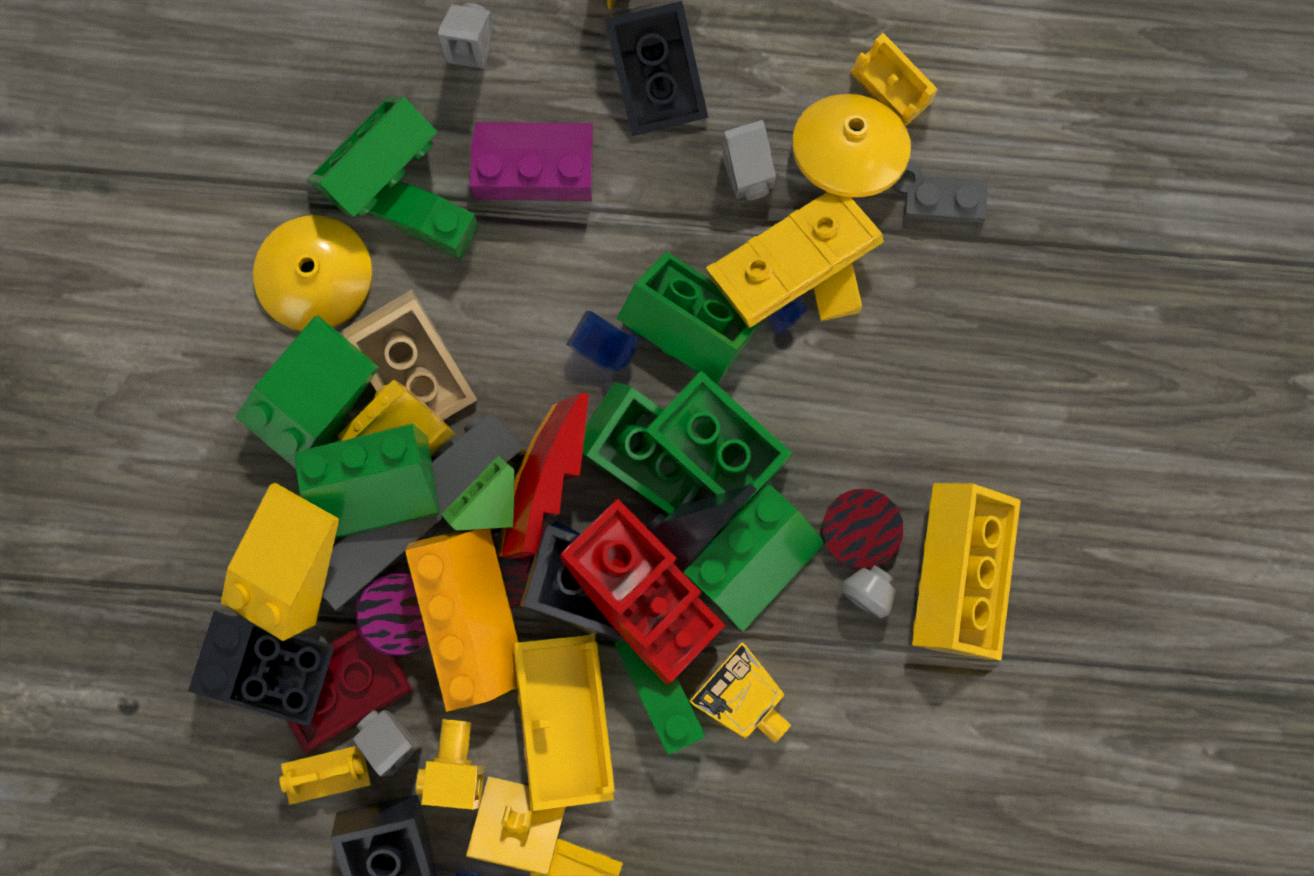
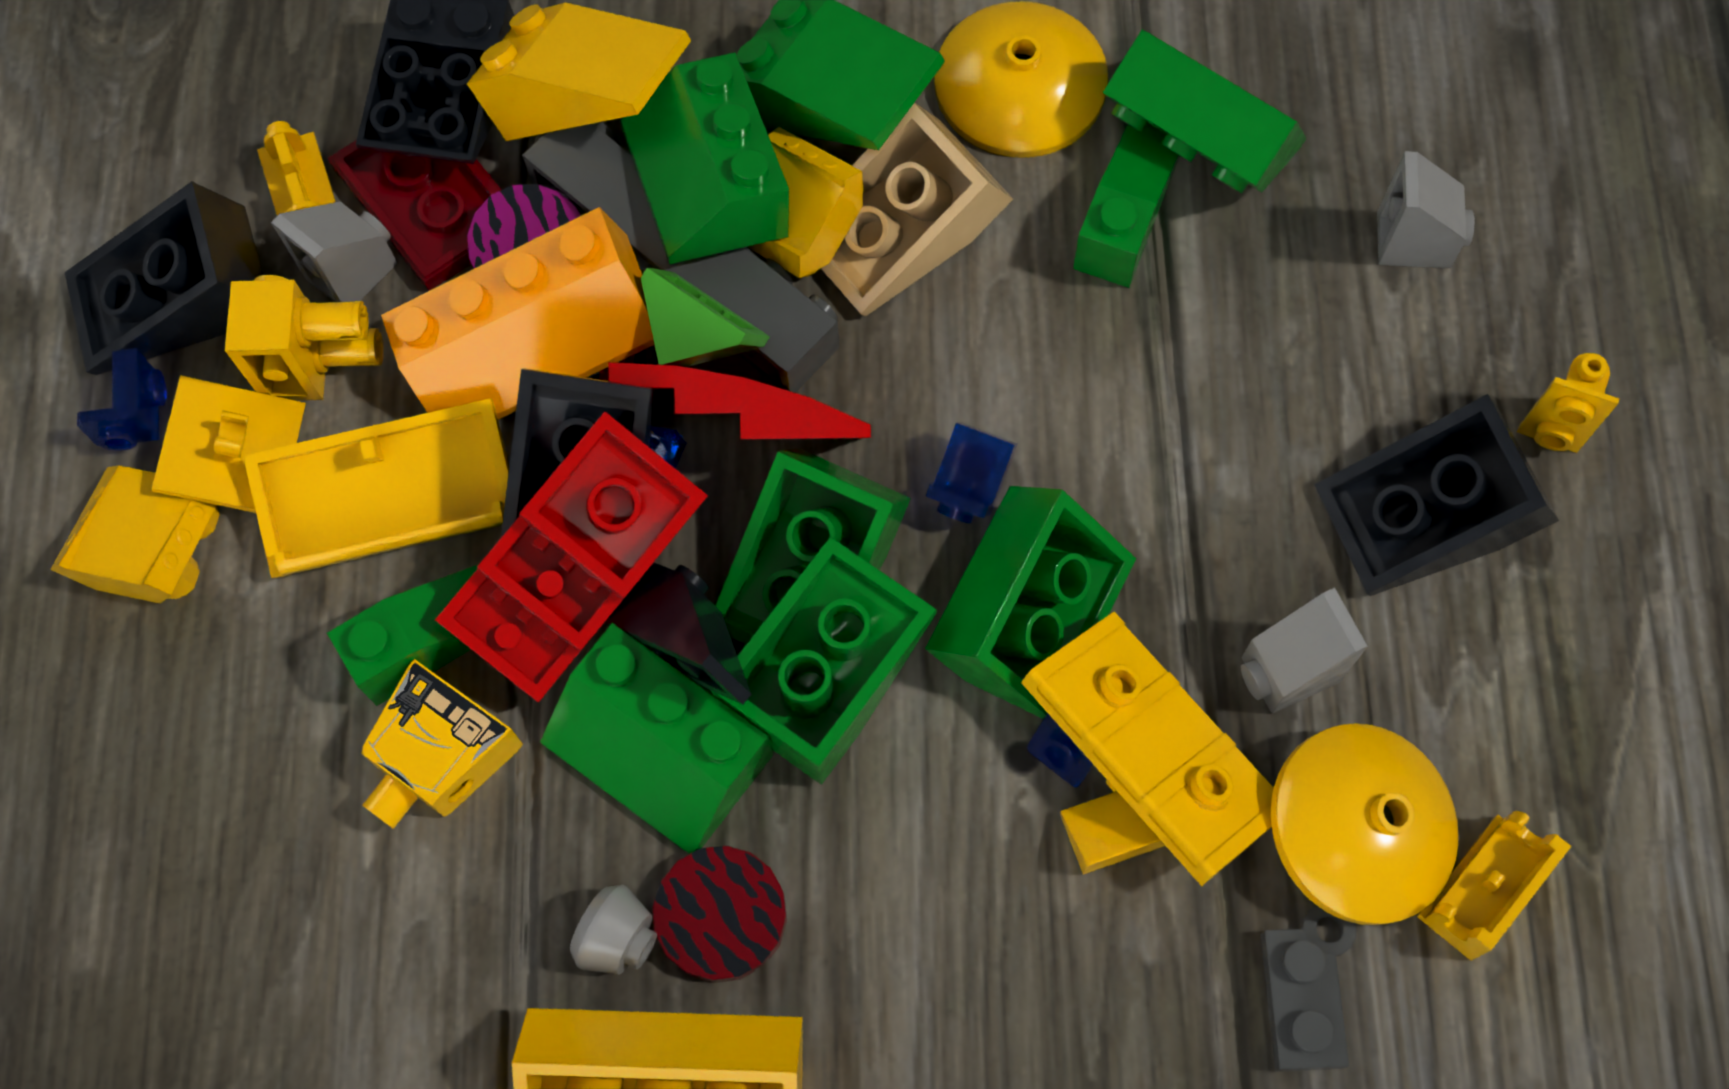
camera: 85 degrees right, 10 degrees down
(532, 161) = (1243, 340): magenta slope -> none

